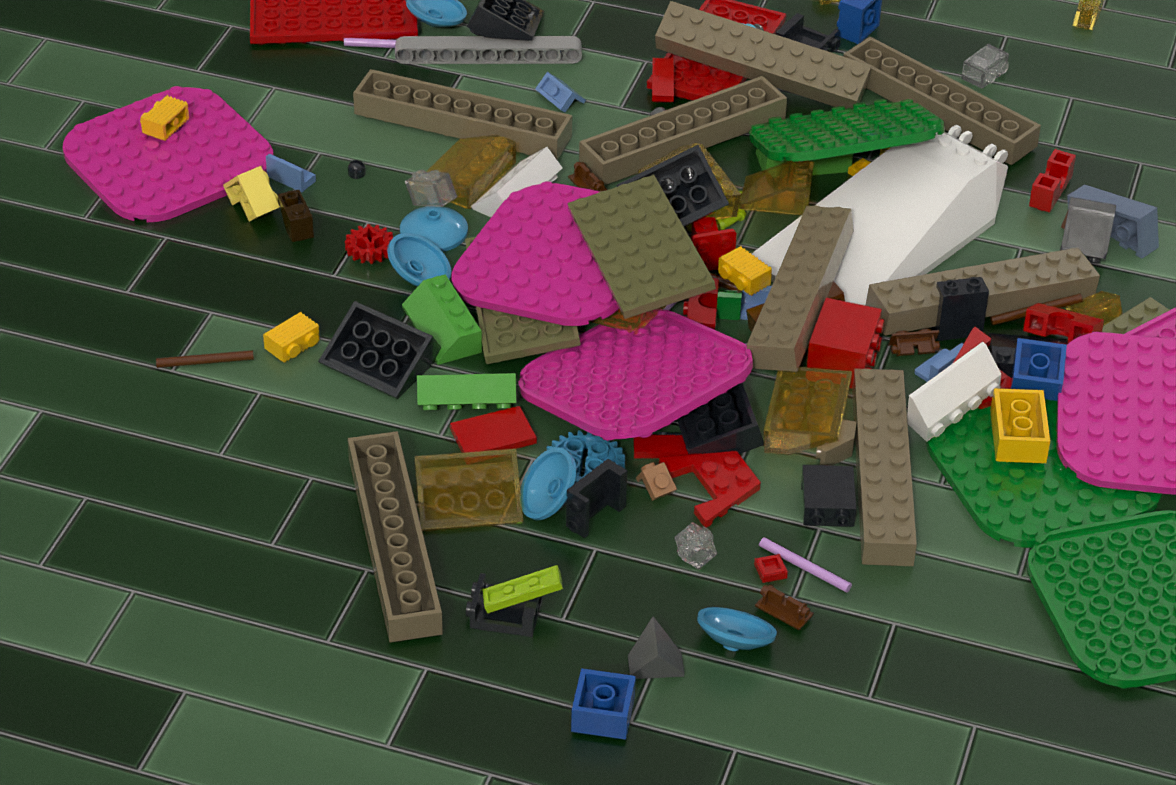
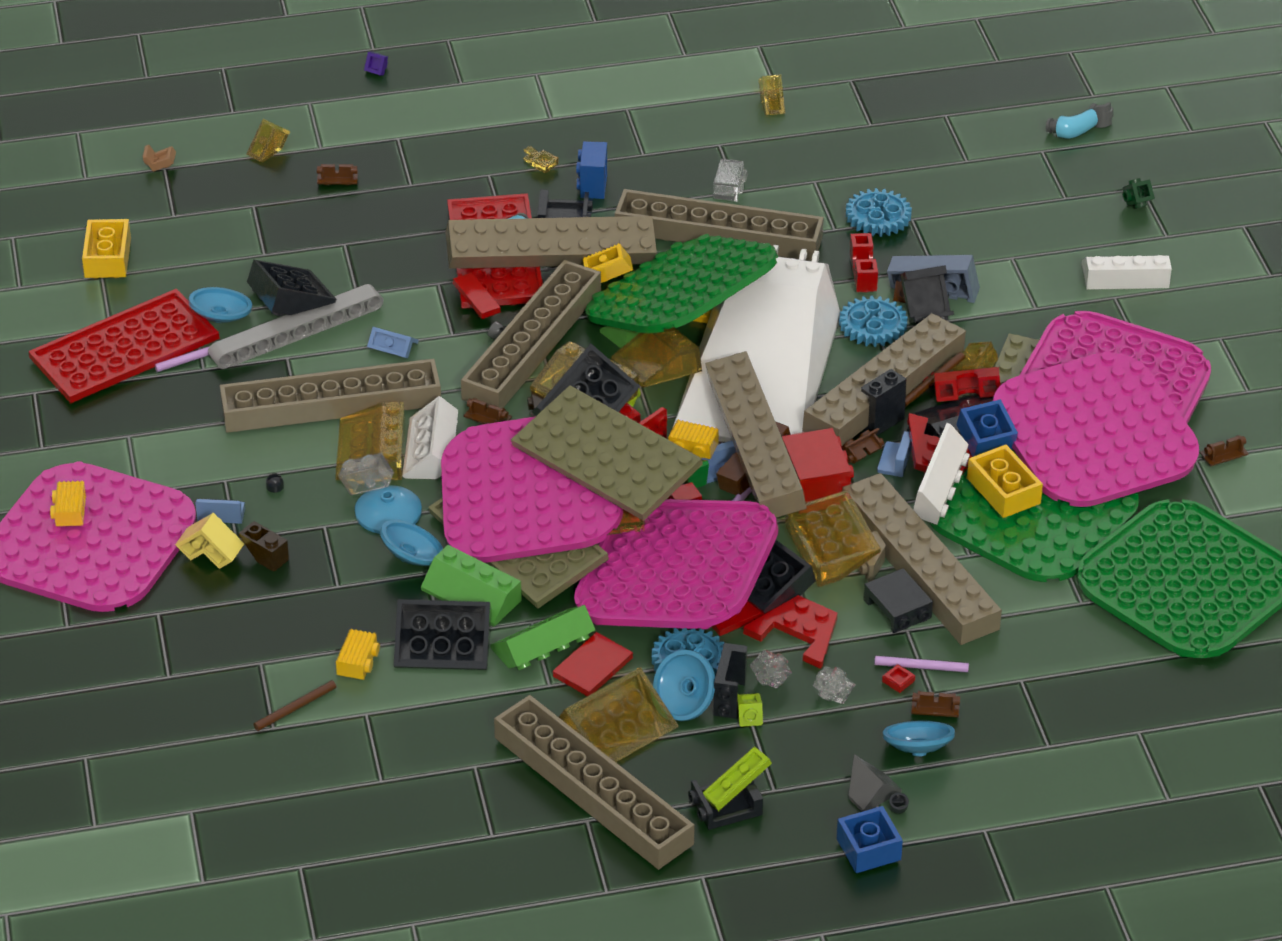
camera: 30 degrees left, 0 degrees up
(368, 243) = (350, 545): red gear -> none
(597, 534) = (750, 710): none -> lime bracket
(647, 505) = (770, 668): none -> clear brick
(656, 480) = (756, 643): medium nougat bracket -> none
(668, 680) = (897, 800): none -> black hinge
(804, 94) = (610, 262): none -> yellow brick
(1020, 234) = (873, 321): none -> dark azure gear
(1123, 143) = (878, 212): none -> dark azure gear

